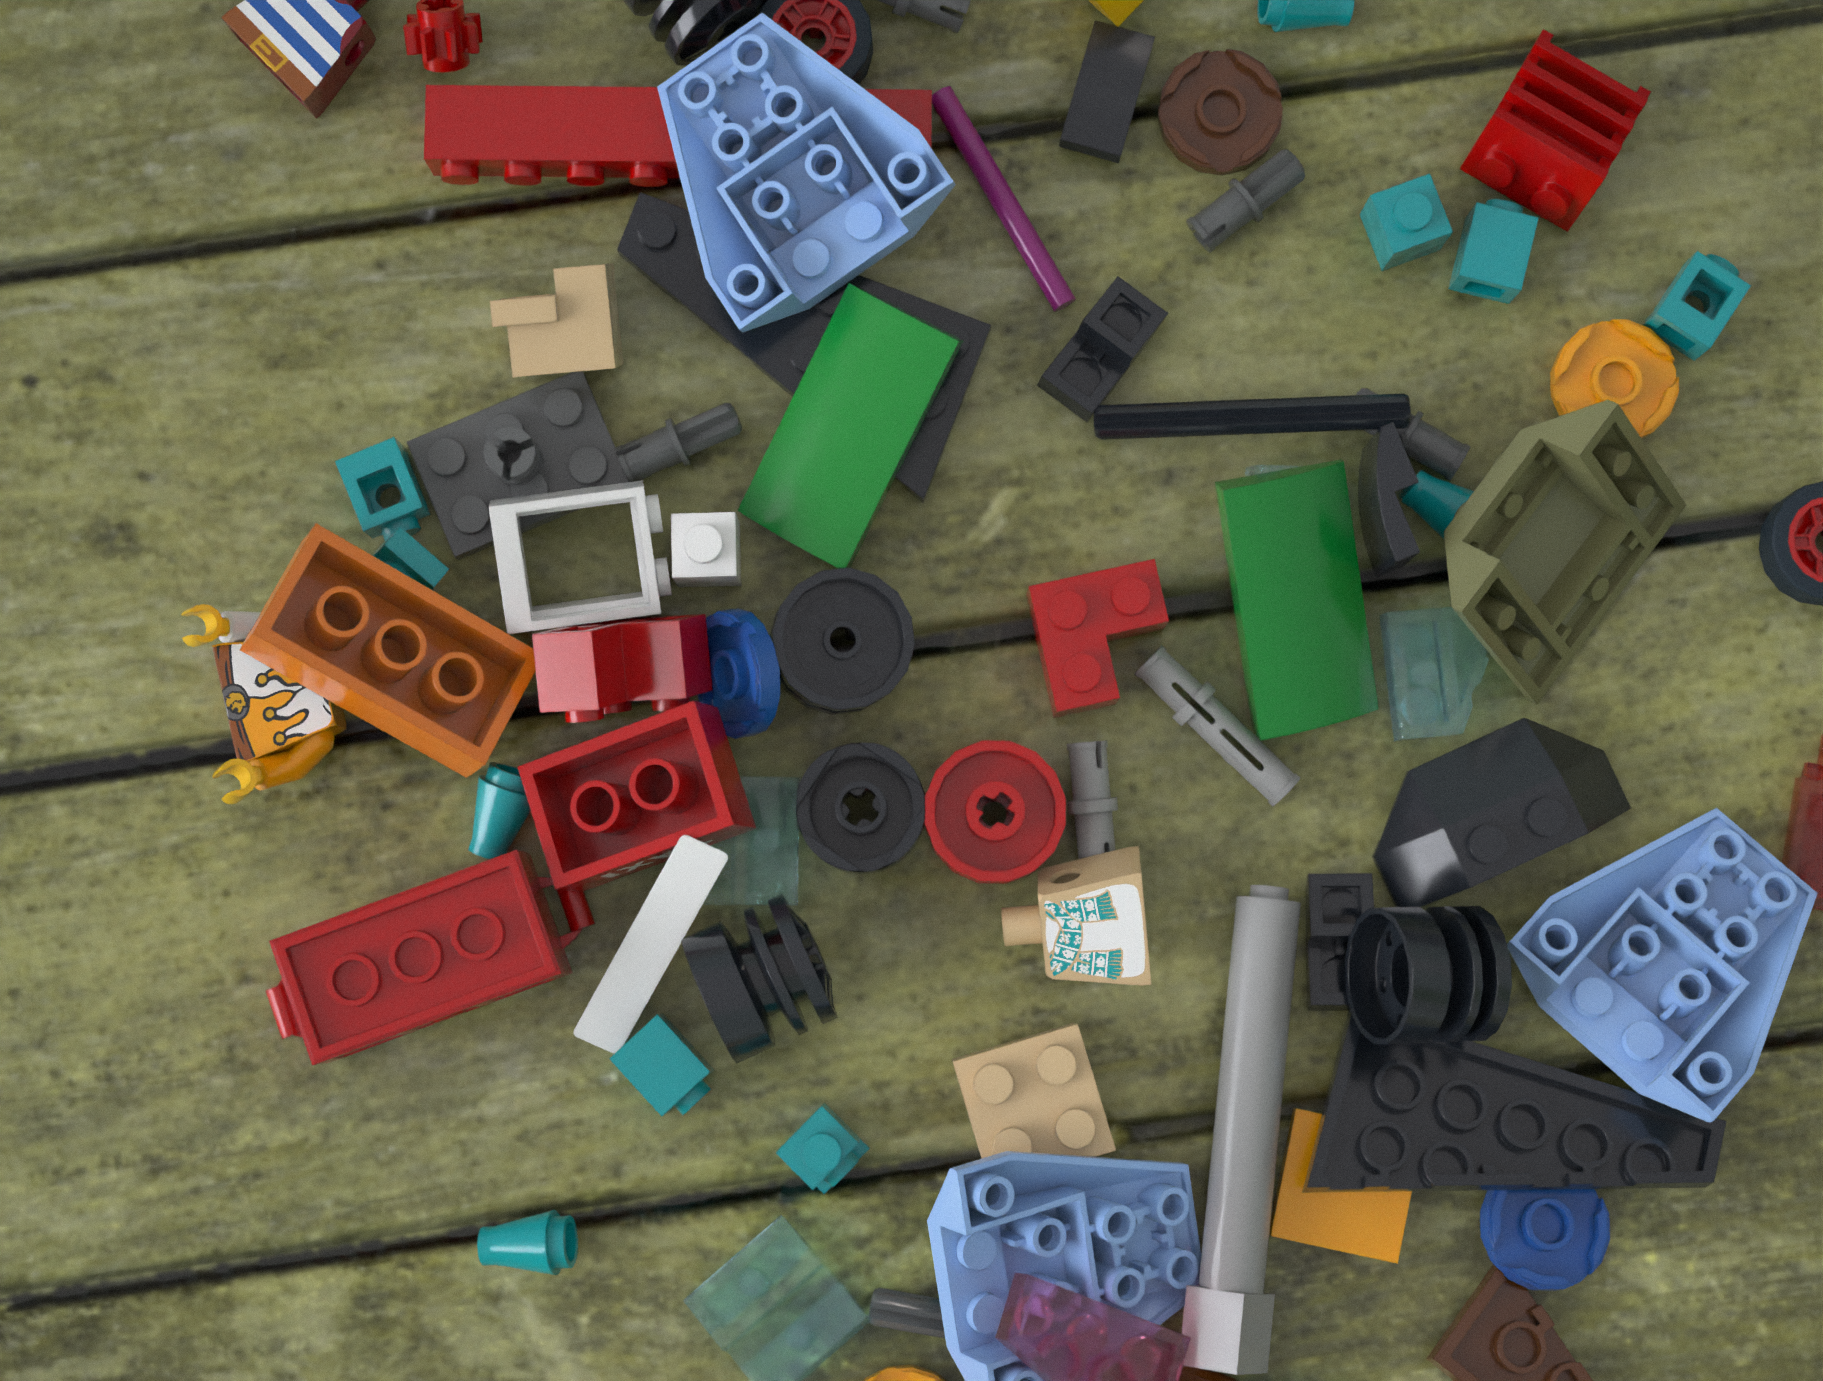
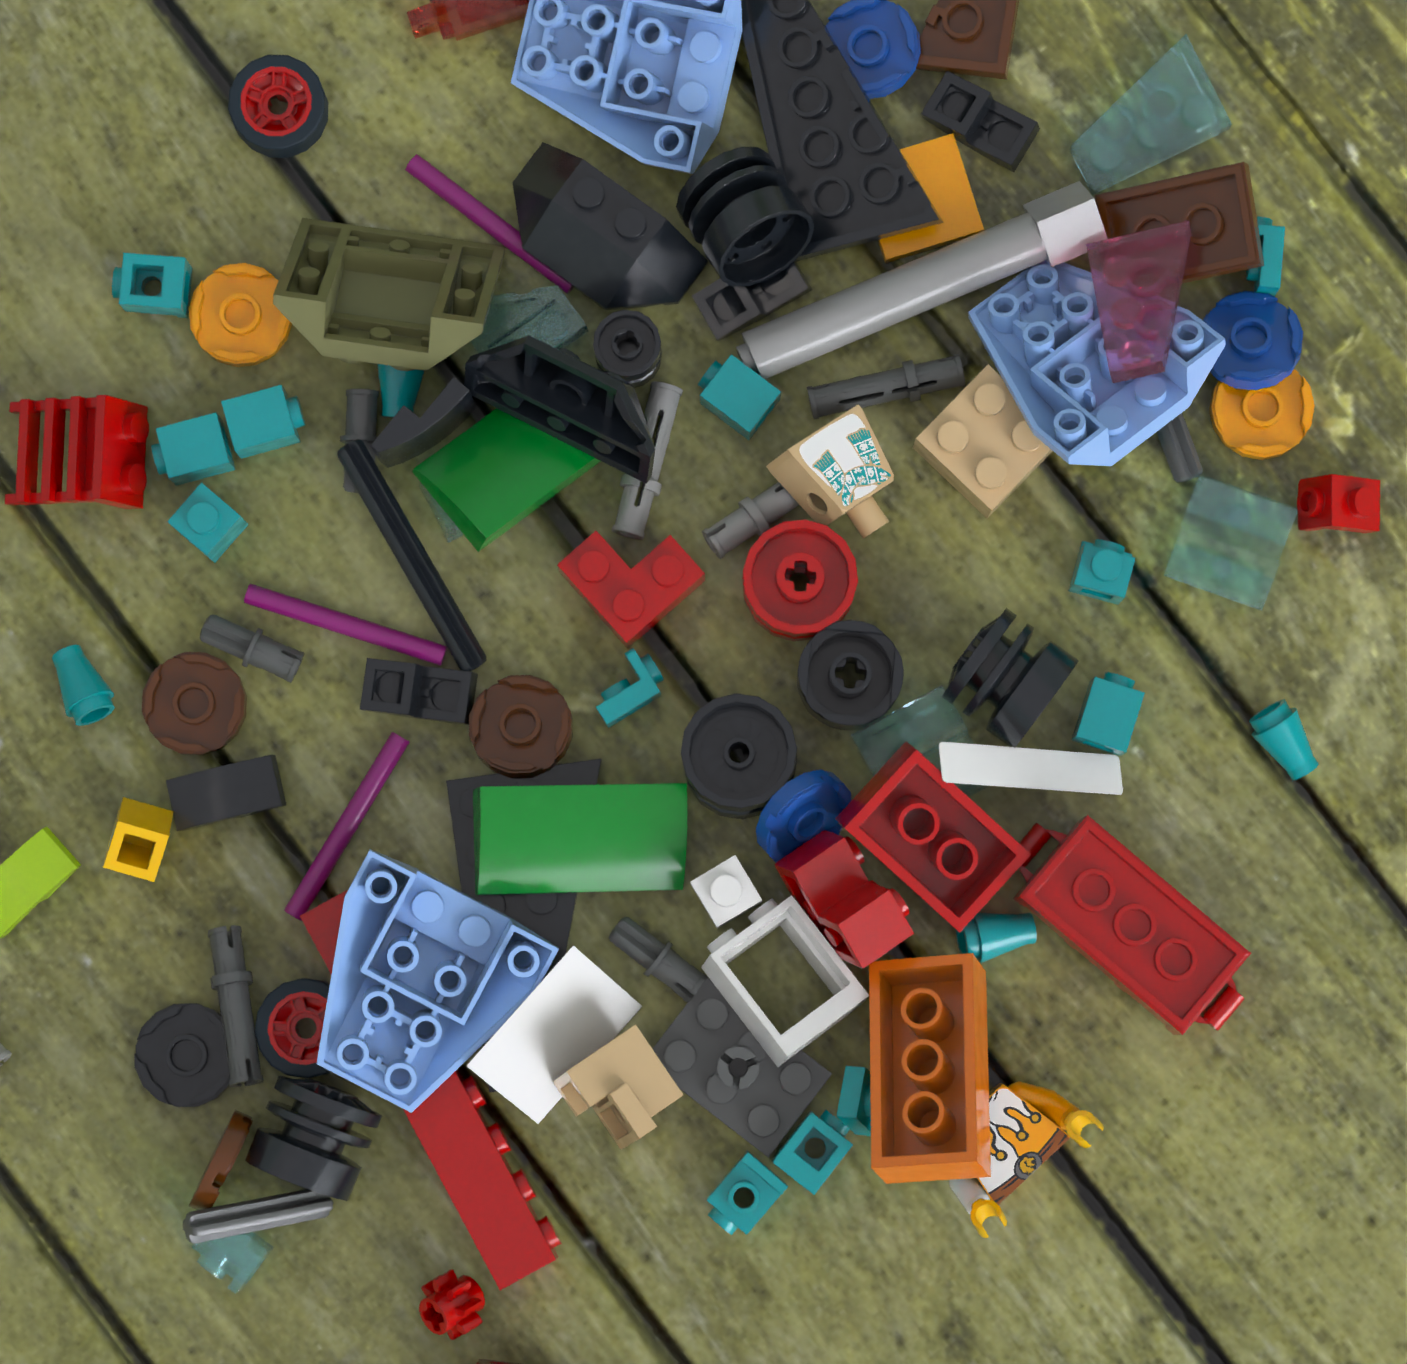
camera: 120 degrees left, 0 degrees up
(394, 414) = (747, 1173): none -> teal brick
(662, 285) = (552, 1031): none -> white sticker
(975, 556) = (625, 699): none -> teal bracket
(1004, 433) = (520, 726): none -> reddish brown tile
(1155, 1029) = (887, 386): none -> dark grey pin
(1217, 312) = (345, 624): none -> magenta bar
(1234, 861) = (738, 395): none -> teal brick
(1328, 665) = (566, 400): none -> black wedge
(1350, 768) = (628, 346): none -> black wheel
(1394, 1302) = (980, 121): none -> black slope
(1485, 339) = (263, 421): none -> teal brick
(1593, 692) = (478, 213): none -> magenta bar

